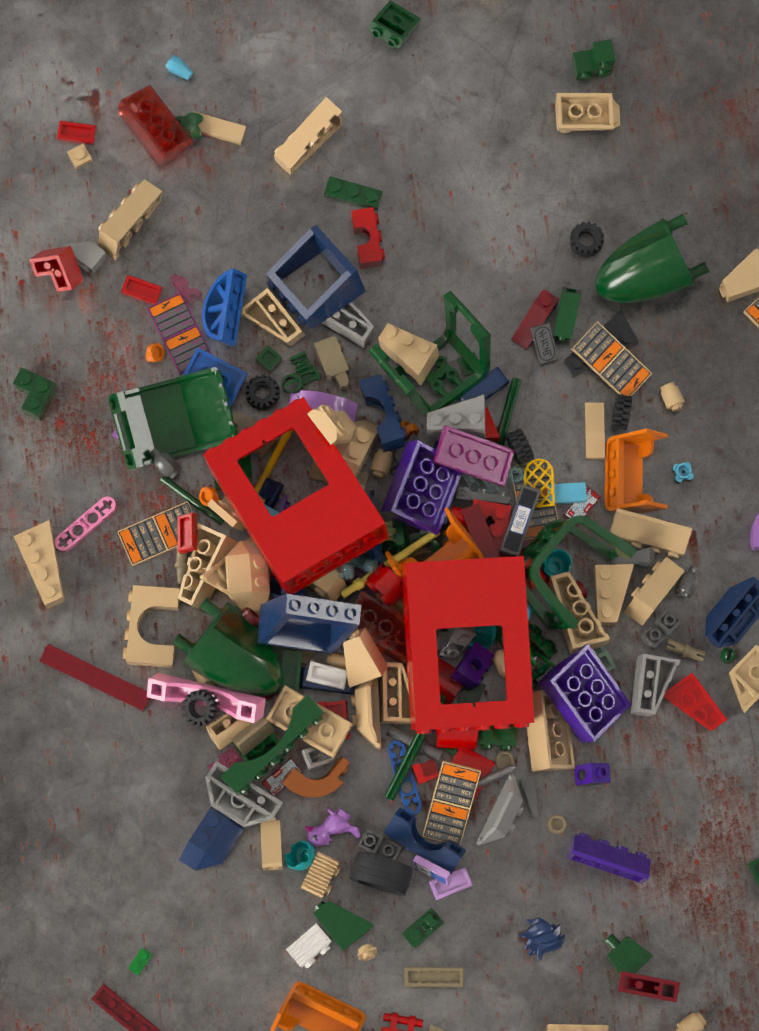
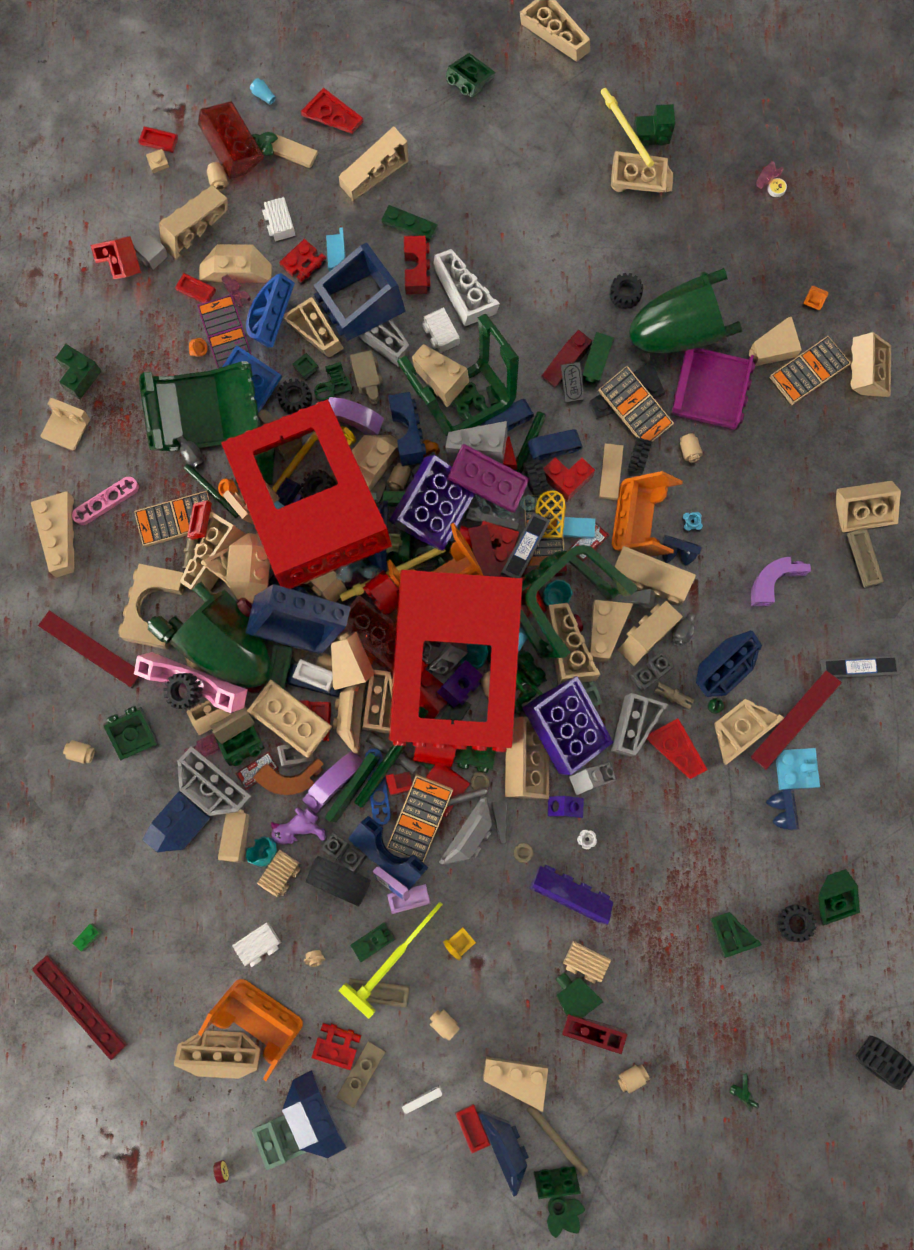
camera: 10 degrees right, 0 degrees up
(31, 451) = (65, 424): none -> tan bracket
(102, 781) = (79, 752): none -> tan brick
(146, 167) = (217, 176): none -> tan brick
(150, 755) = (129, 732): none -> dark green plate
(169, 648) = (161, 629): none -> dark green brick
(179, 256) = (238, 262): none -> tan wedge
(218, 206) = (279, 219): none -> white brick
(244, 243) = (299, 257): none -> red plate
(256, 82) = (332, 112): none -> red wing
(282, 232) = (335, 249): none -> medium azure panel
(294, 479) = (315, 480): none -> black tyre
(303, 717) = (212, 763): dark green arch -> none
(334, 425) = (352, 430): tan slope -> none
(341, 924) = (292, 926): dark green slope -> none
(360, 778) = (332, 781): none -> medium lavender arch
(380, 485) = (393, 497): none -> green piece
(381, 781) = (352, 787): none -> dark green tile
(403, 304) = (441, 330): none -> white brick
(420, 259) = (463, 288): none -> white wedge
(421, 977) = (359, 997): none -> neon yellow piece
(502, 998) = (444, 1024): none -> tan brick
(506, 920) = (459, 943): none -> yellow tile
(535, 410) = (555, 444): none -> dark blue beam
(542, 937) = (493, 967): dark blue hair -> none
(546, 38) = (612, 104): none -> light yellow bar
(552, 447) = (568, 481): none -> red brick
(615, 742) = (592, 778): none -> light grey slope
(621, 799) = (587, 844): none -> white plate
(632, 921) = (587, 962): none -> tan brick
(682, 501) = (688, 550): none -> dark blue tile
(687, 331) = (713, 387): none -> magenta panel
(718, 97) = (768, 174): none -> clear pink plate
(728, 109) = (777, 187): none -> tile

